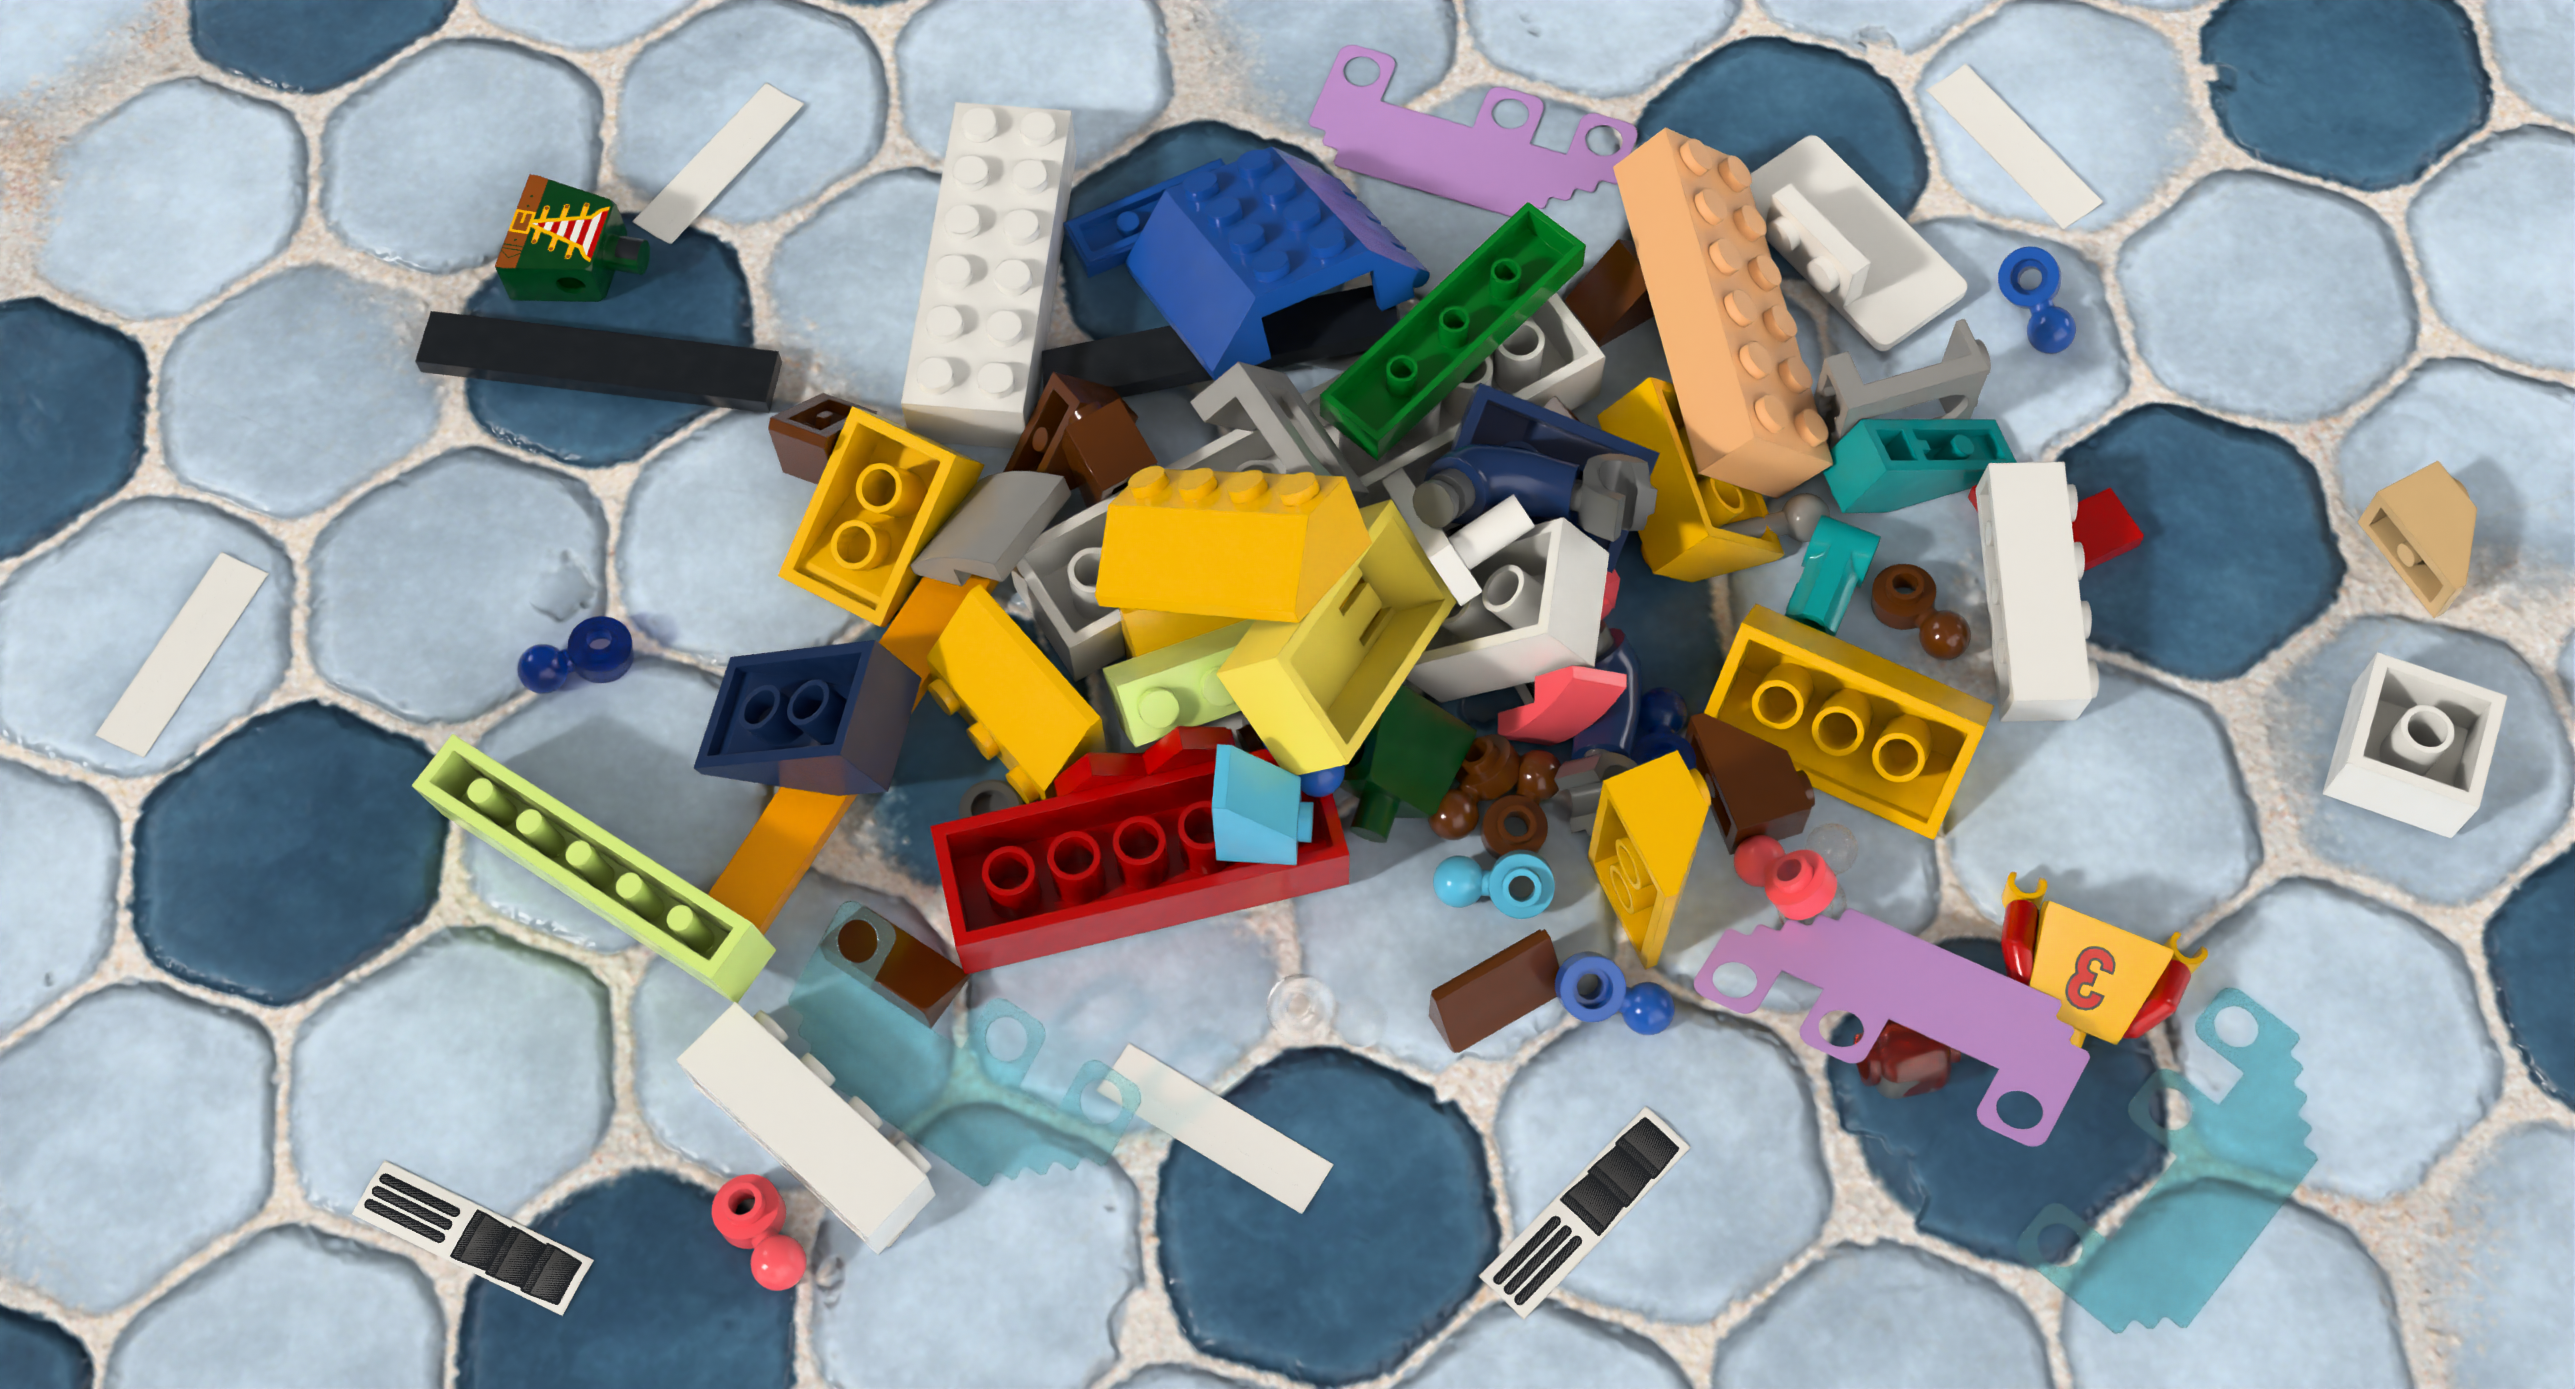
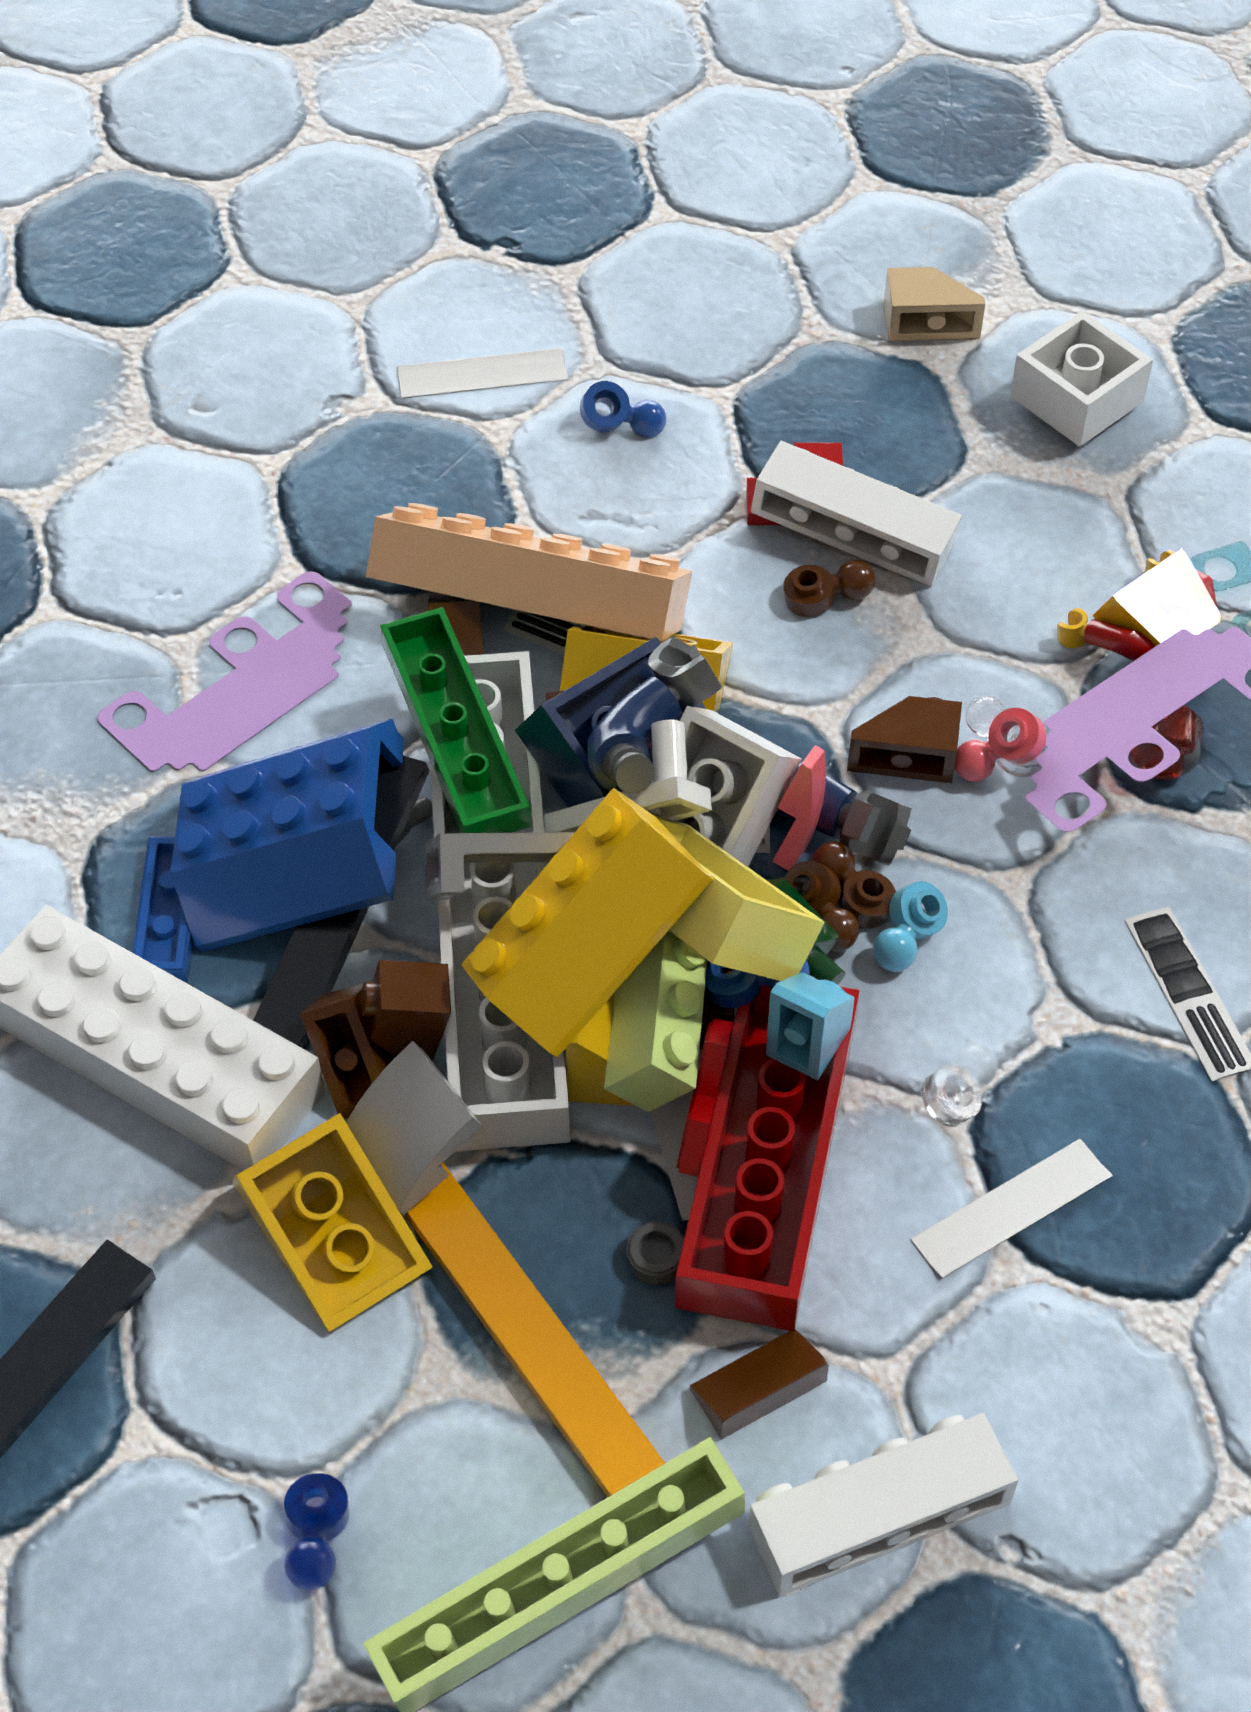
camera: 65 degrees left, 10 degrees down
(777, 1258) = (990, 1577): coral plate -> none
(808, 434) = (222, 1237): reddish brown slope -> none
(811, 719) = (503, 1347): dark blue slope -> none
(941, 1095) = (897, 1390): clear light blue piece -> none
(1011, 697) = (583, 1175): yellow slope -> none
(1495, 992) = (995, 966): reddish brown slope -> none
(1644, 1007) = (1029, 899): blue plate -> none
(1646, 846) = (968, 799): yellow slope -> none
(1662, 716) = (860, 772): clear blue plate -> none
(1796, 519) = (709, 619): light grey bar -> none
(1833, 569) = (766, 612): teal piece -> none
(1850, 718) = (910, 645): yellow slope -> none
(1852, 244) = (511, 487): white bracket -> none
(1911, 461) = (712, 534): teal slope -> none
(1955, 381) = (670, 486): light grey panel -> none

